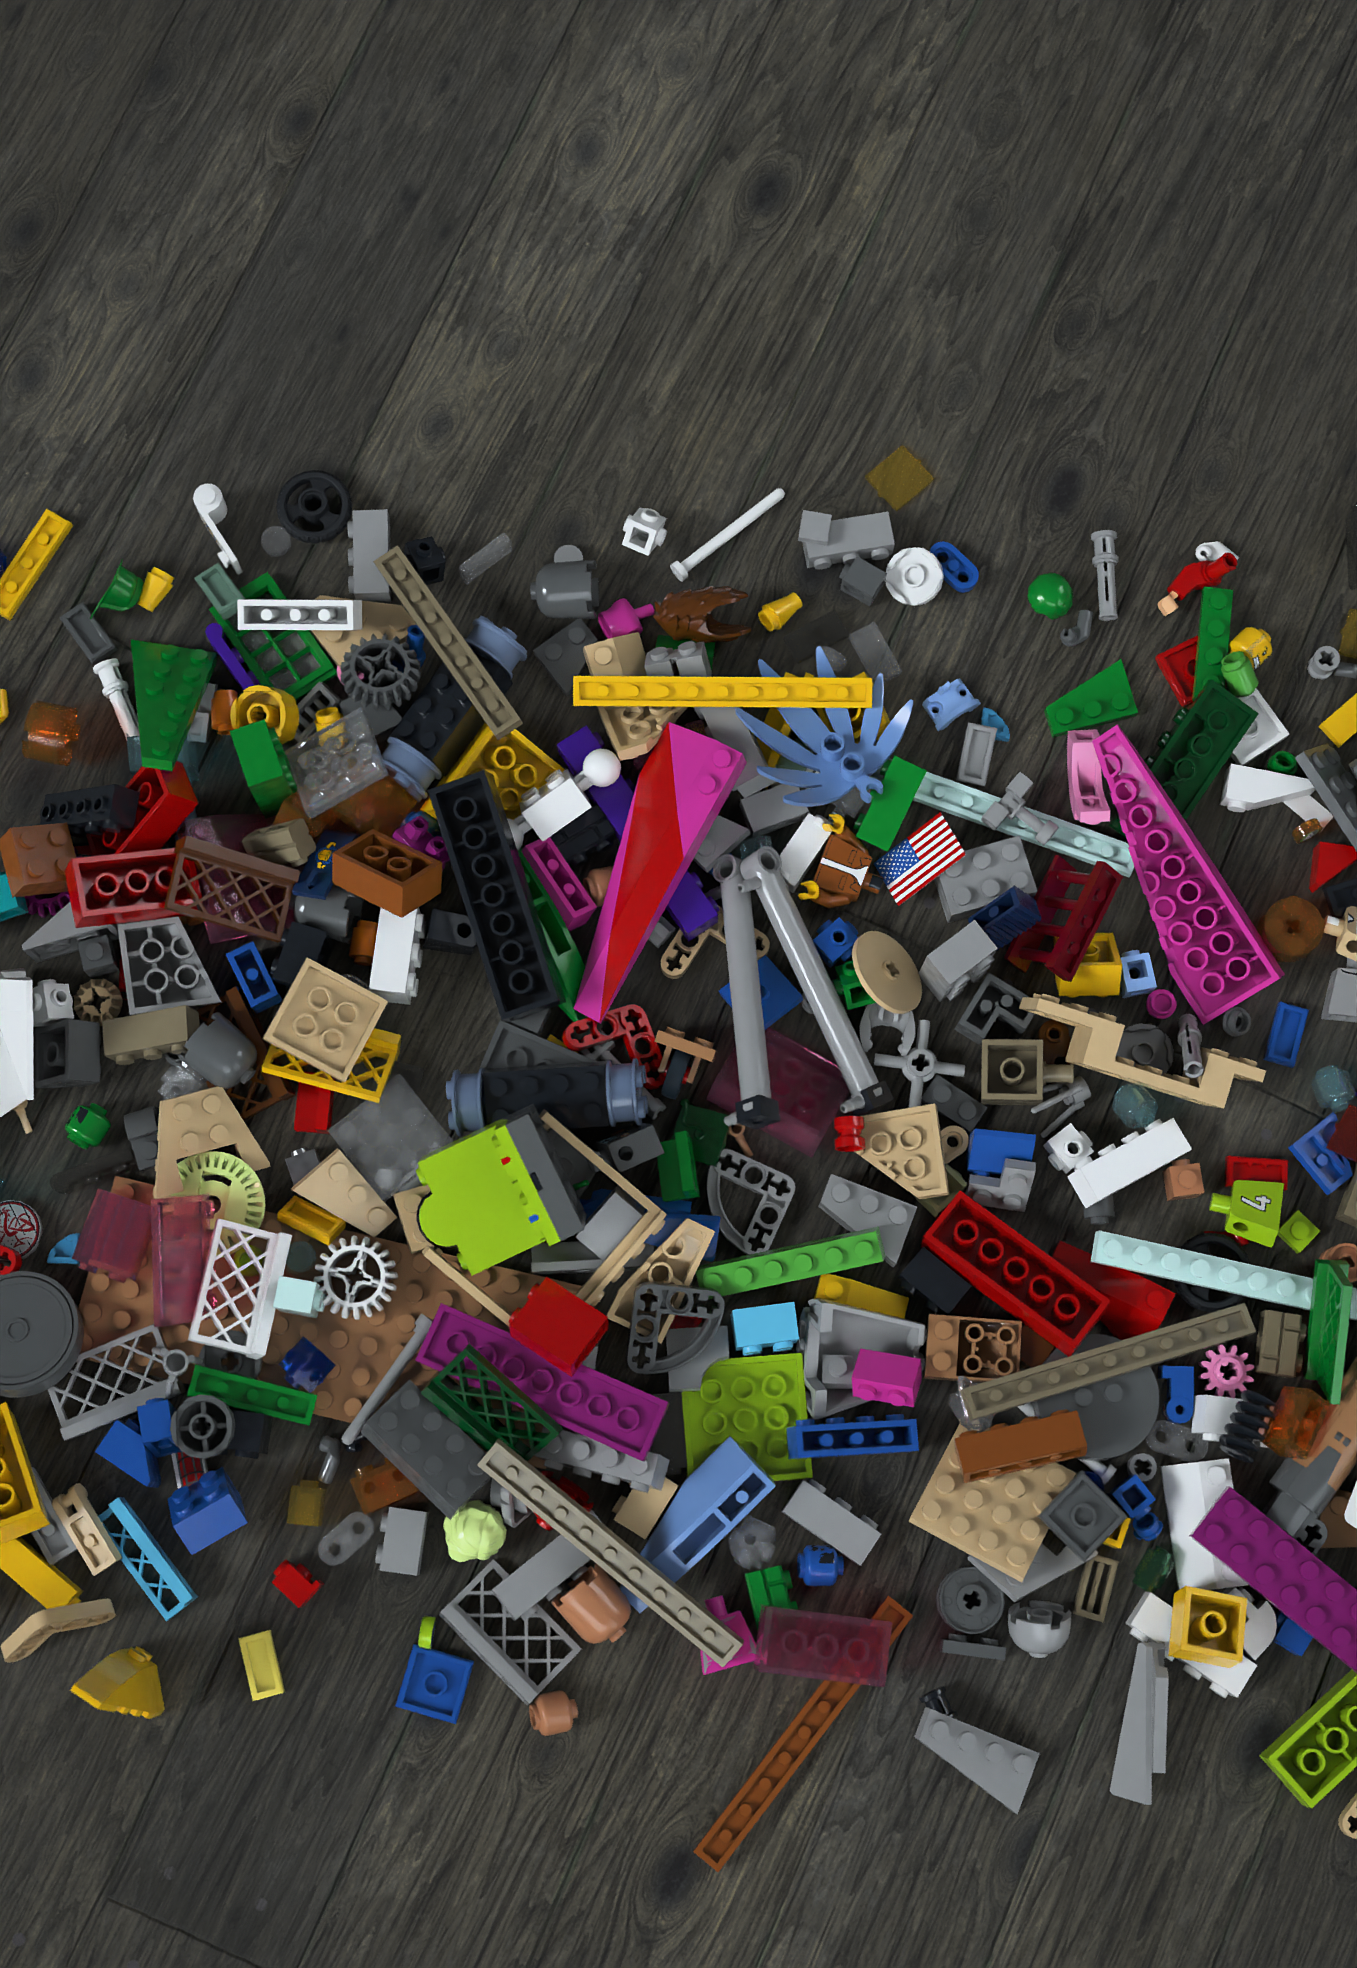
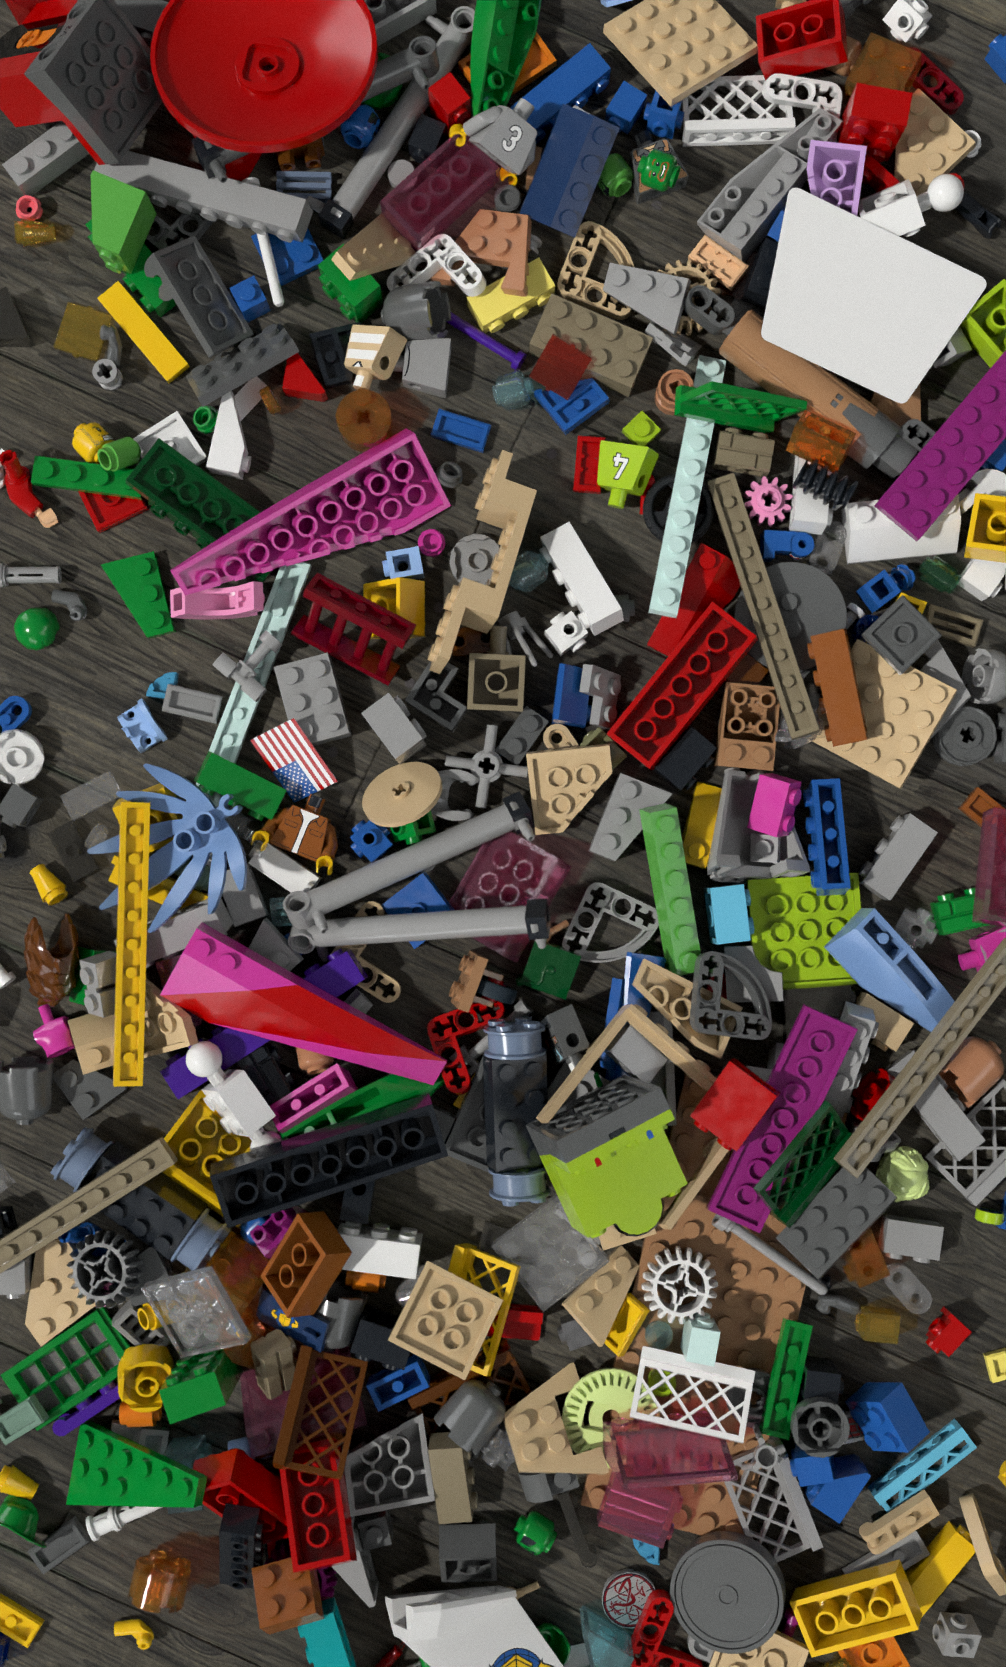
camera: 90 degrees left, 10 degrees up
(51, 1003) = (420, 1572): white brick -> none
(109, 1008) = (424, 1514): tan gear -> none
(299, 614) = (46, 1347): white brick -> none
(306, 1365) = (759, 1329): clear blue brick -> none
(678, 1169) = (583, 990): green panel -> none
(819, 1565) = (935, 868): blue head -> none
(849, 1131) = (552, 833): red wheel -> none
(1007, 916) = (352, 682): dark blue brick -> none
(1142, 1457) = (841, 578): light grey bush -> none
(1183, 1180) = (596, 530): nougat brick -> none
(1190, 1053) = (492, 516): light grey pin -> none

